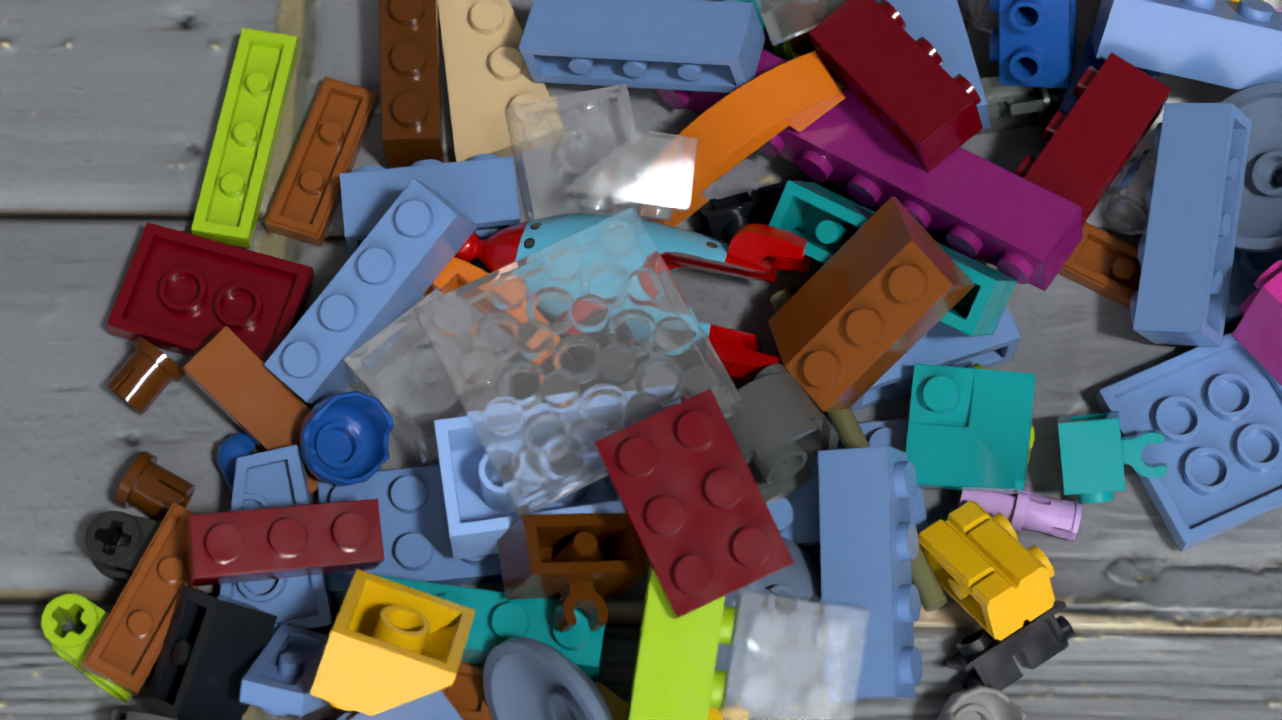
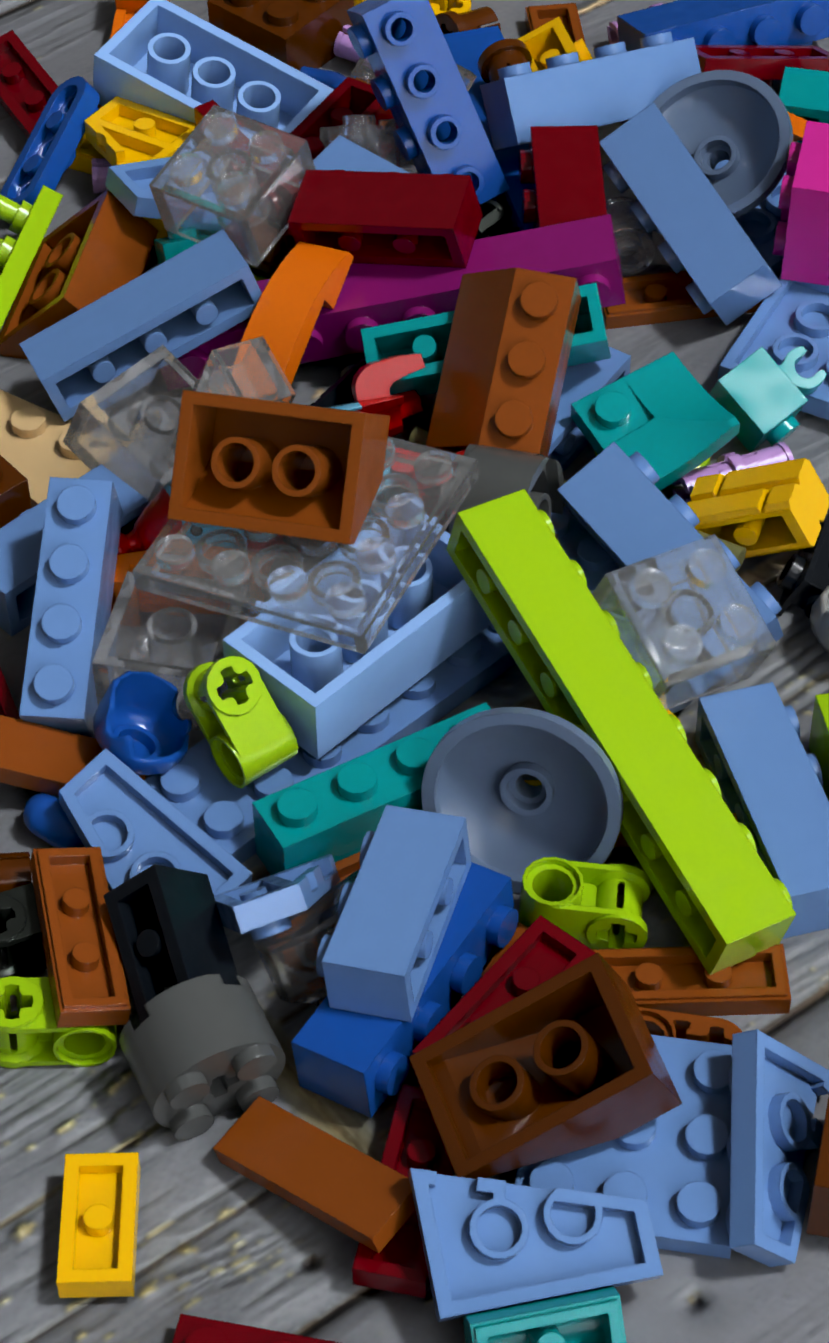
camera: 35 degrees left, 20 degrees down
(283, 542) = (165, 809): dark red brick -> none
(390, 646) = (338, 807): yellow slope -> none
(408, 494) = (245, 725): none -> lime piece
(571, 560) = (428, 673): reddish brown brick -> none
(572, 302) = (276, 466): none -> dark orange slope
(693, 503) = (510, 533): dark red plate -> none

